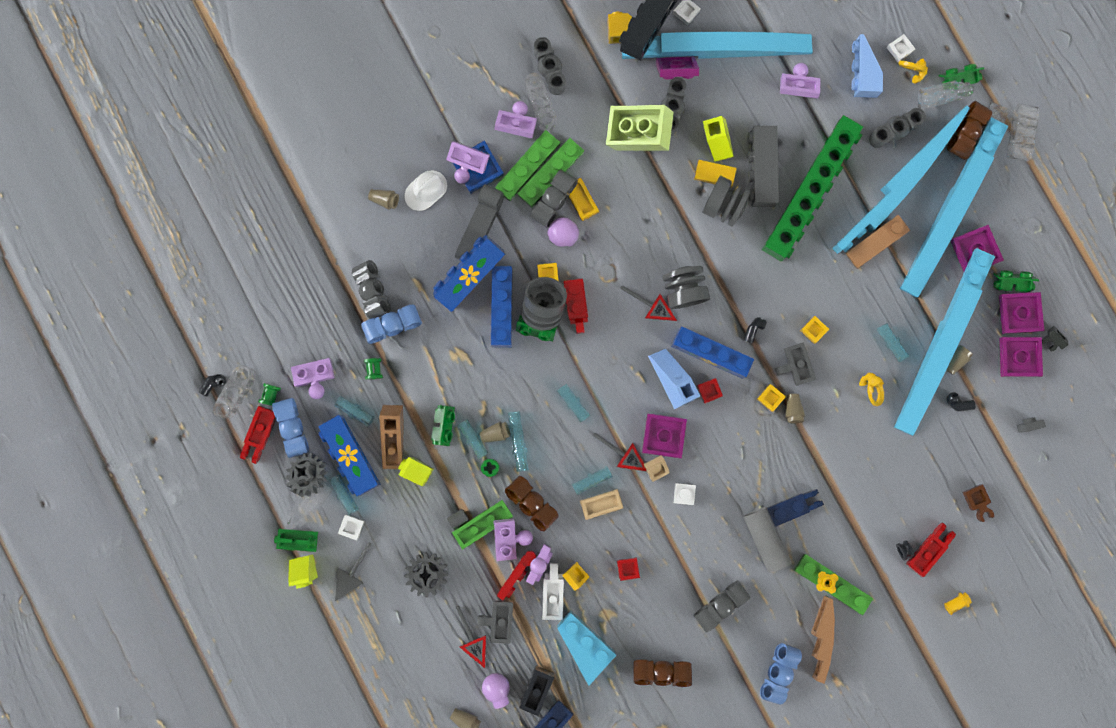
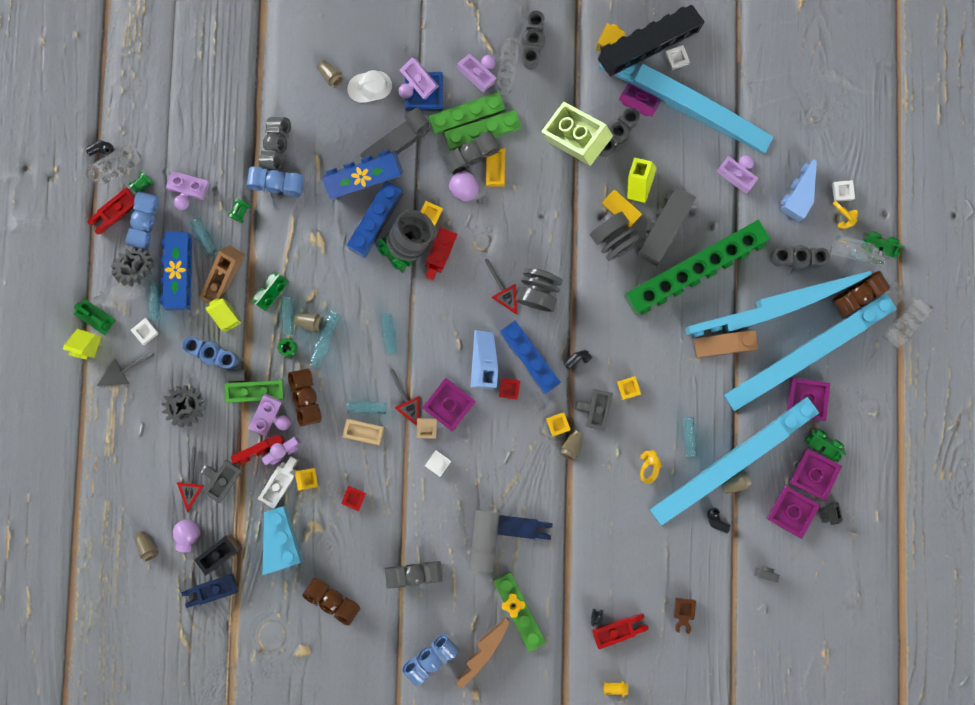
camera: 30 degrees right, 0 degrees up
(413, 516) = (203, 347): none -> medium blue piece

